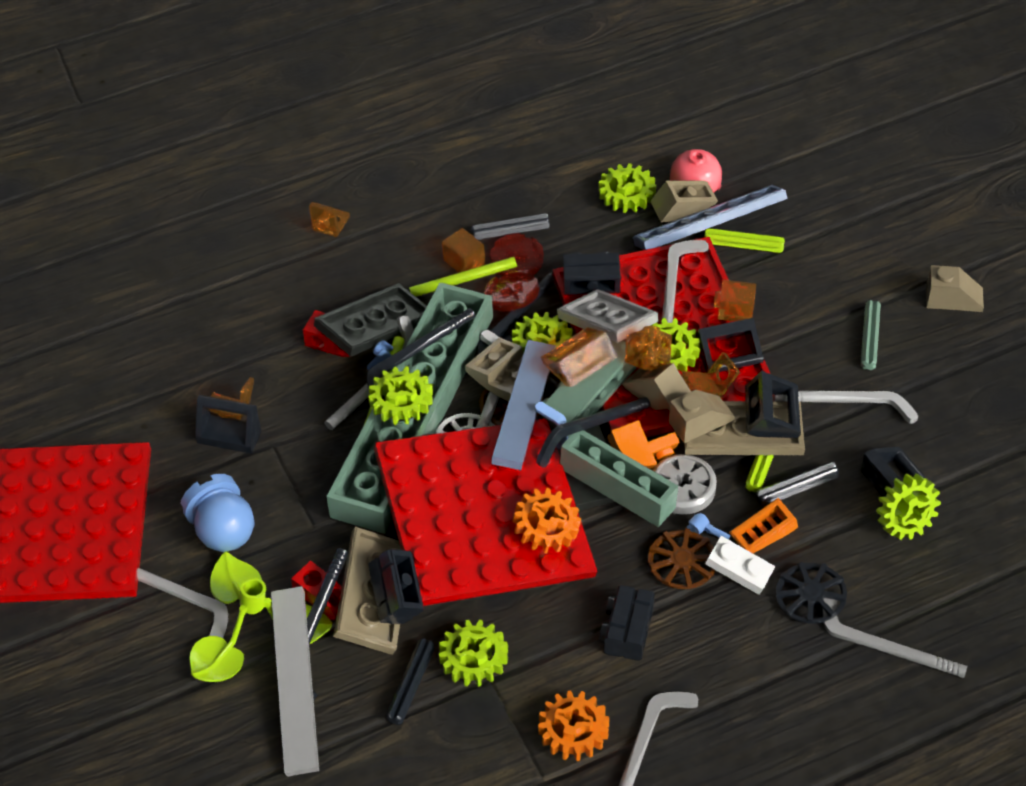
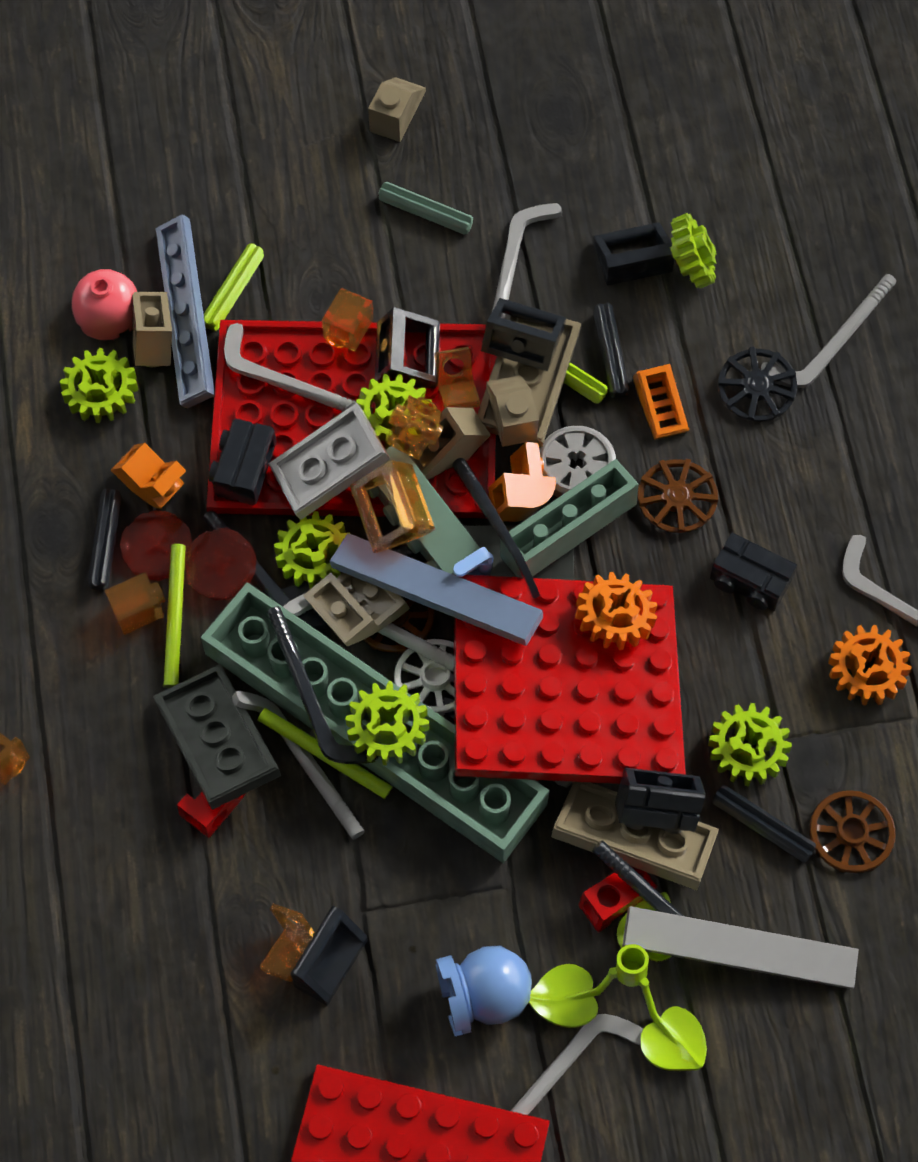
camera: 75 degrees left, 15 degrees up
(381, 351) = (280, 742): medium blue hand -> none
(423, 749) = (852, 832): none -> reddish brown wheel
(565, 231) = (149, 475): none -> orange brick
(700, 523) = (637, 462): medium blue hand -> none
(740, 565) = (706, 440): white plate -> none

